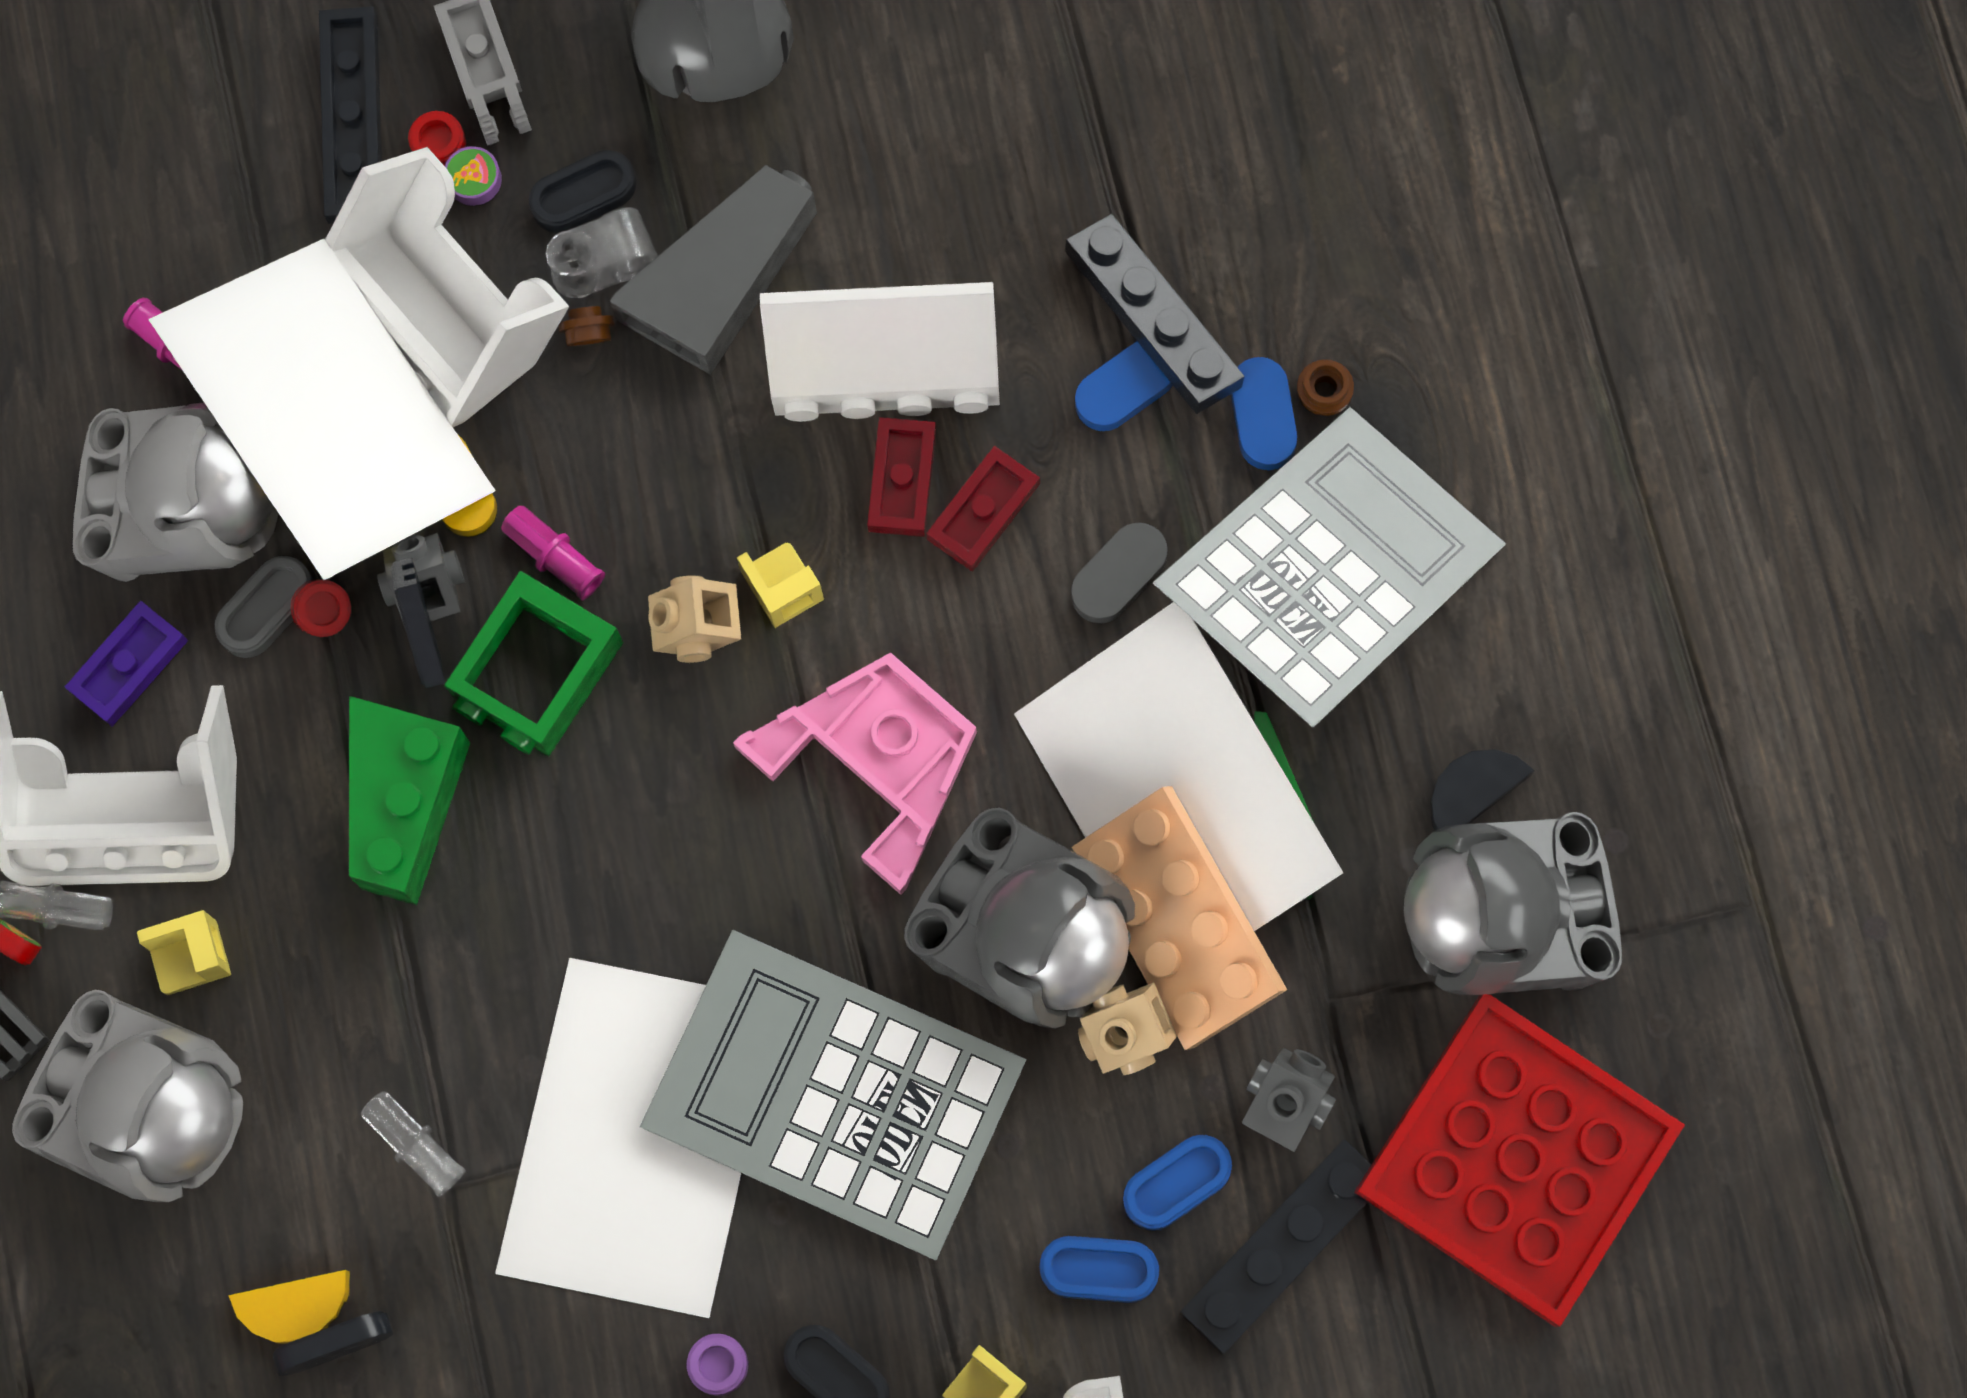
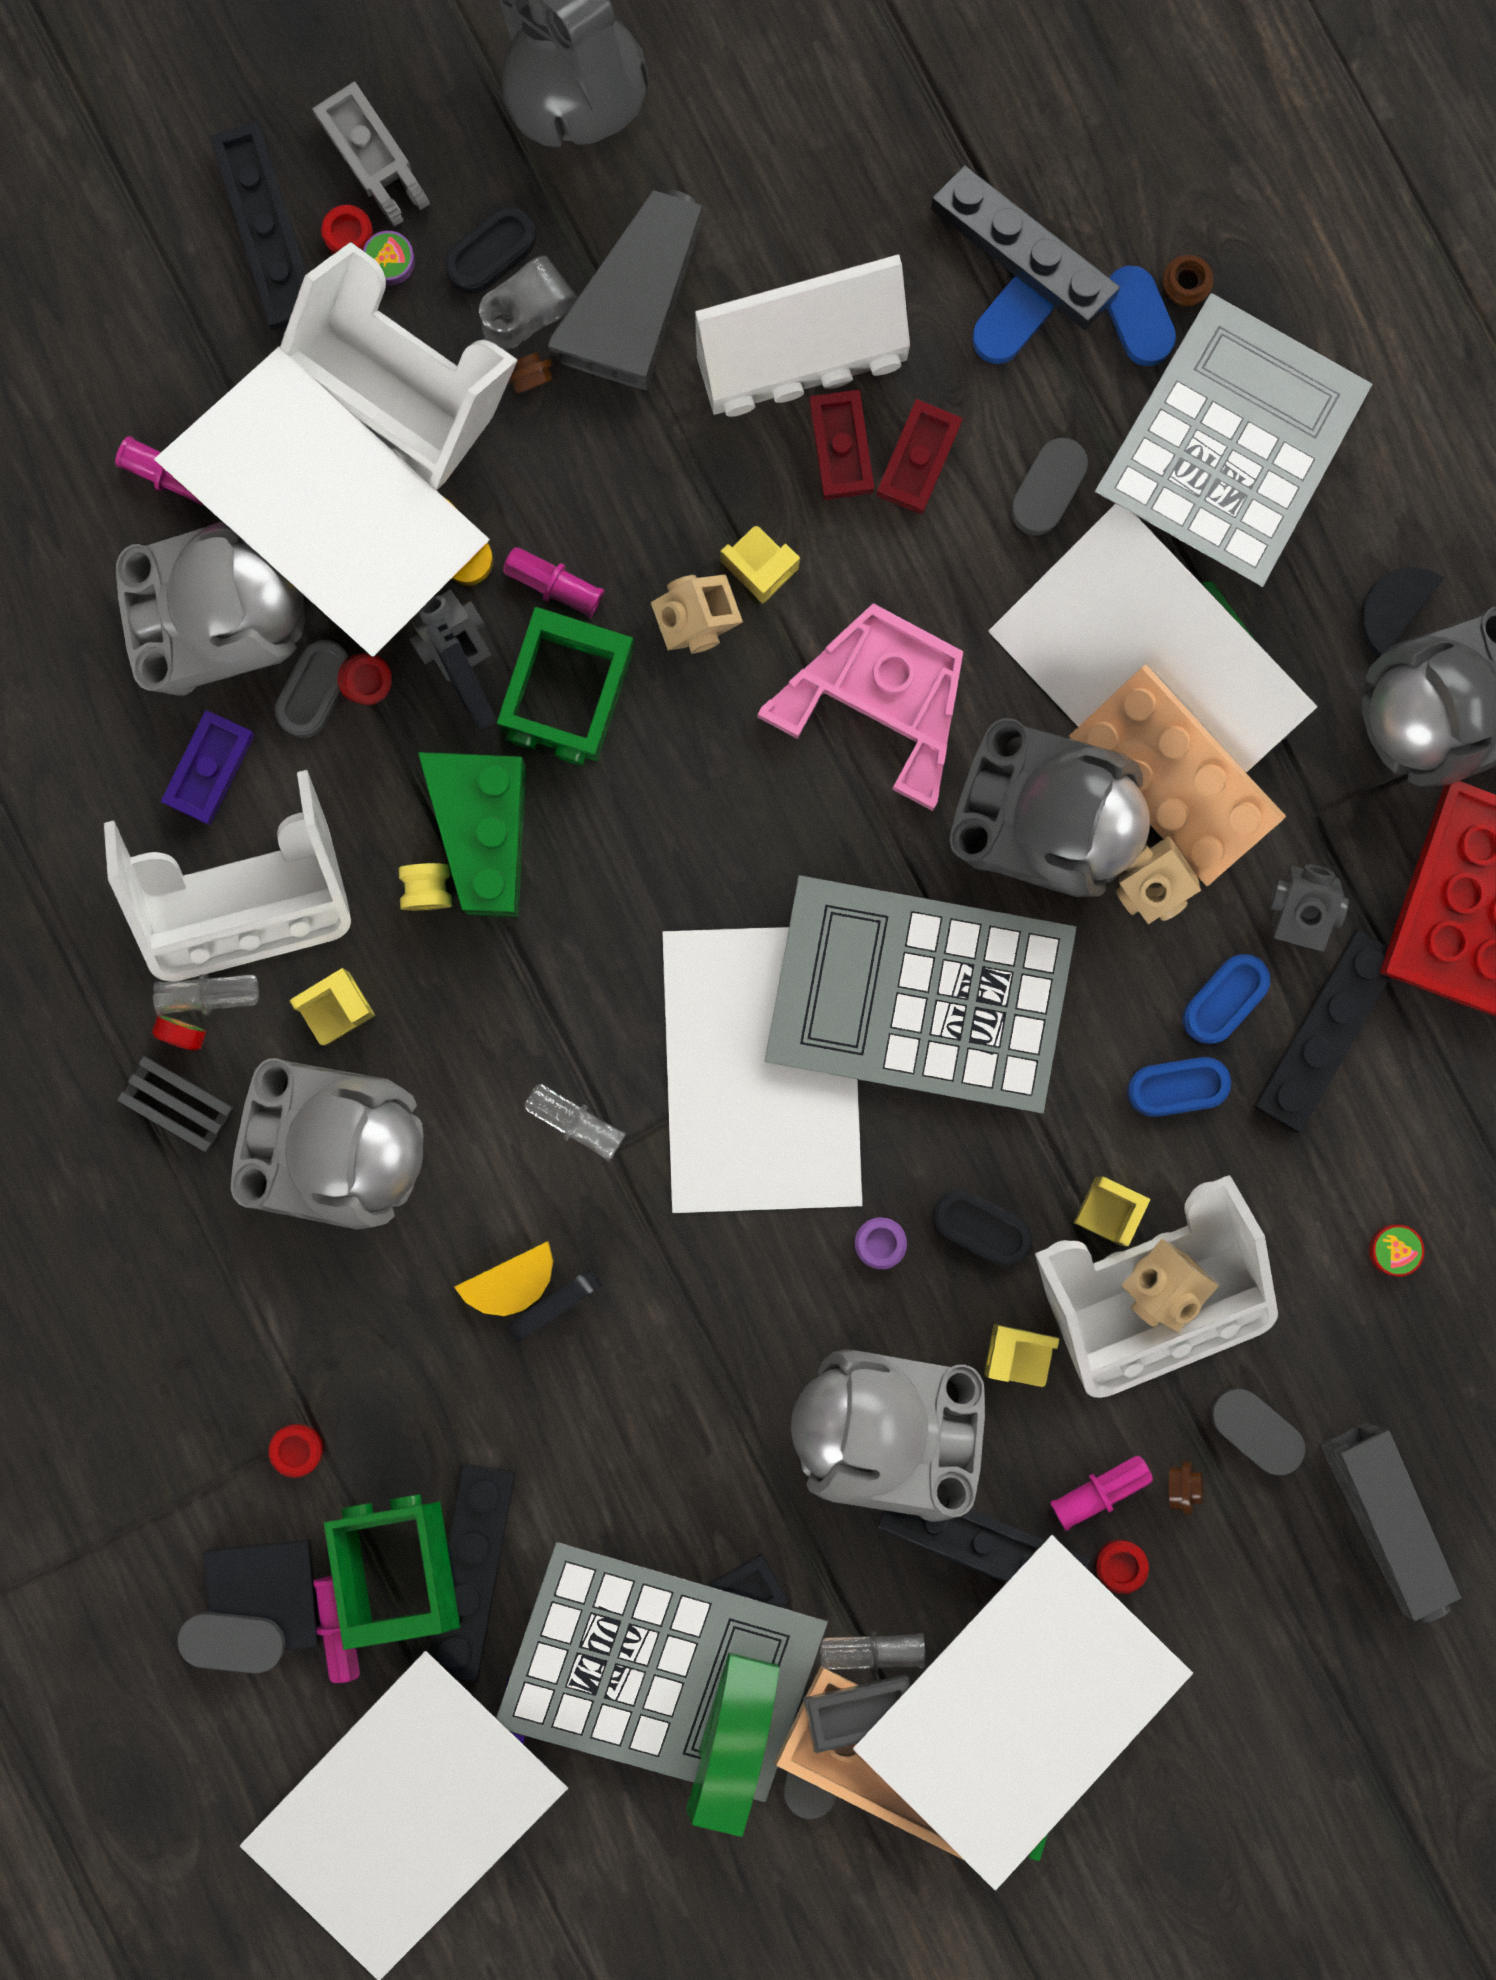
camera: 25 degrees left, 10 degrees up
(320, 846) = (425, 886): none -> light yellow wheel

